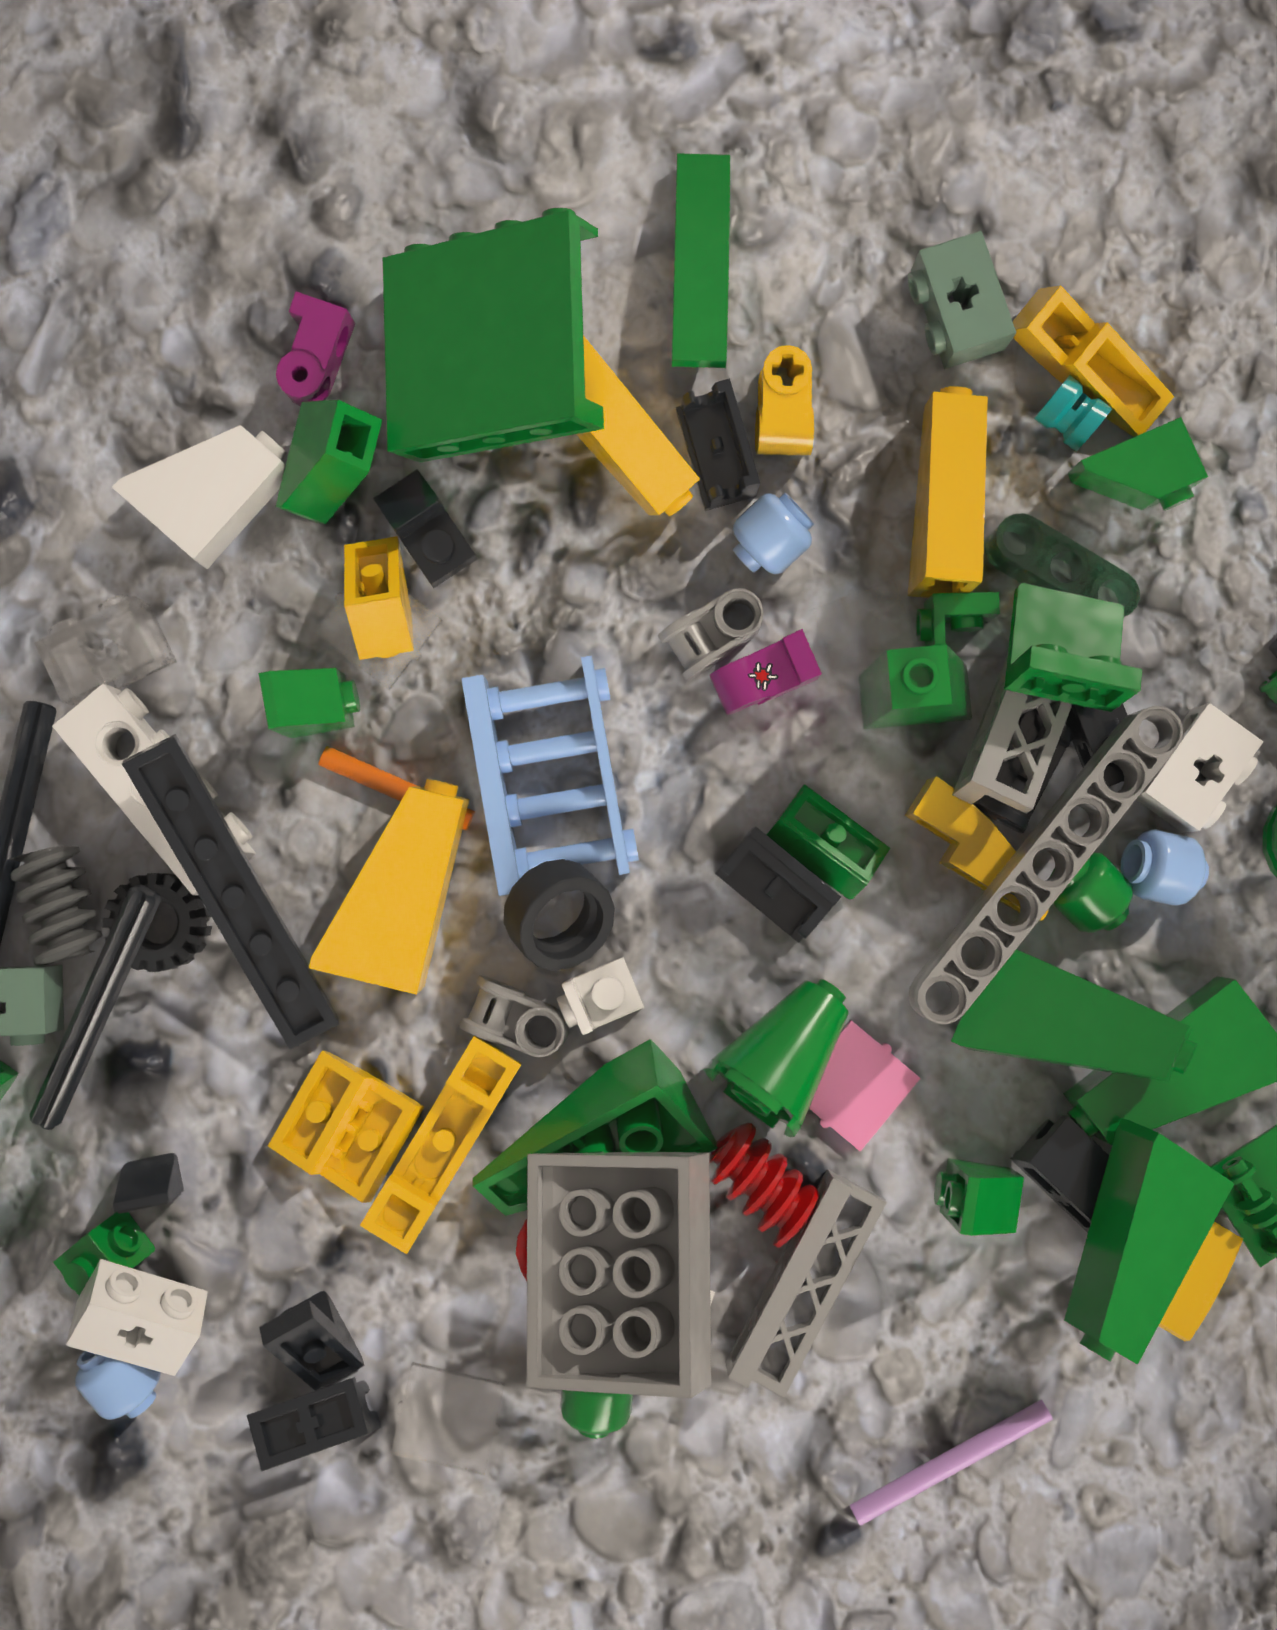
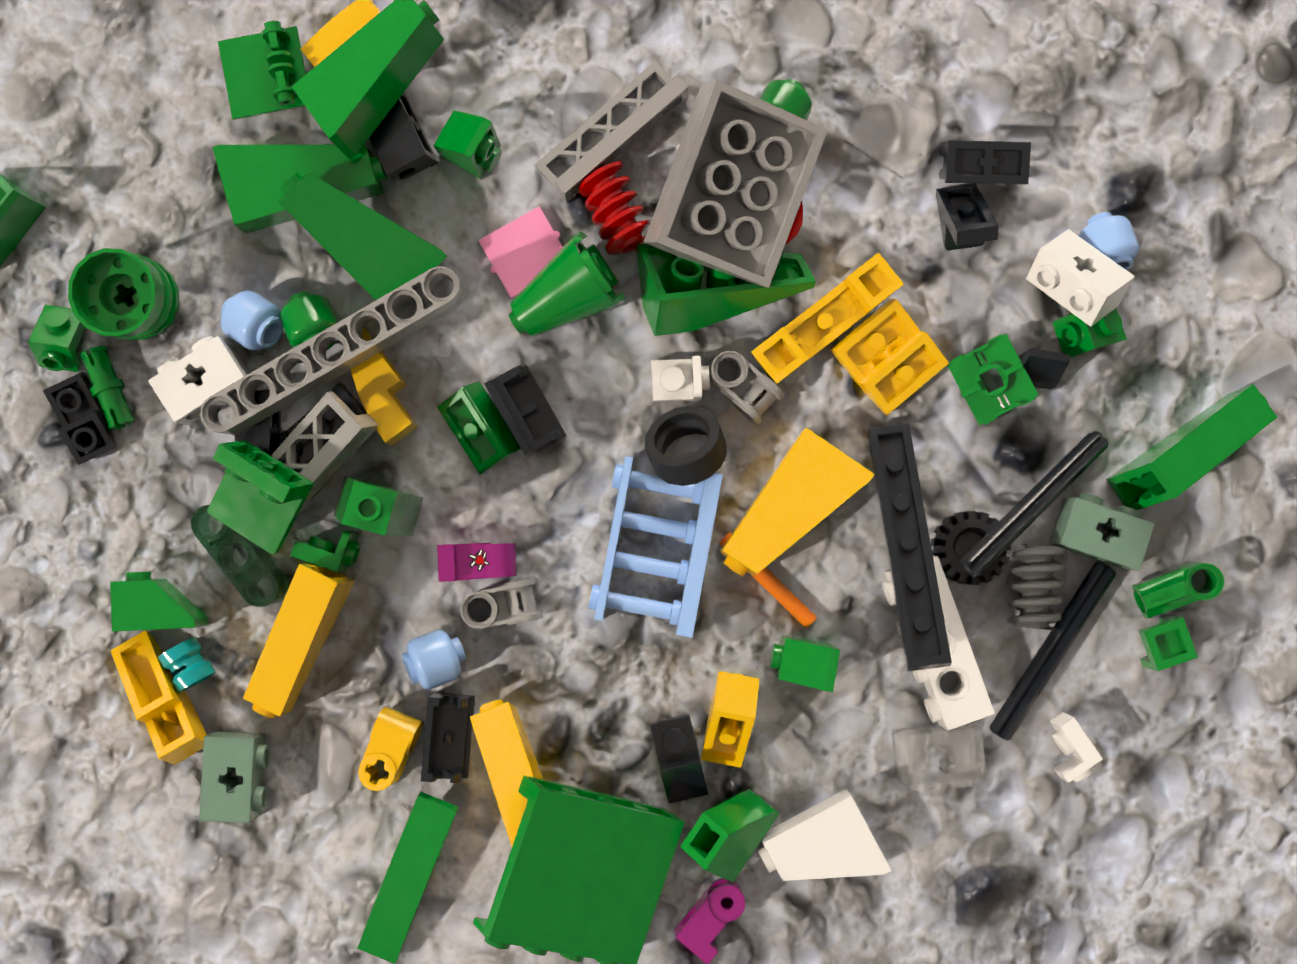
camera: 155 degrees left, 0 degrees up
(170, 1151) = (1017, 386): none -> green piece

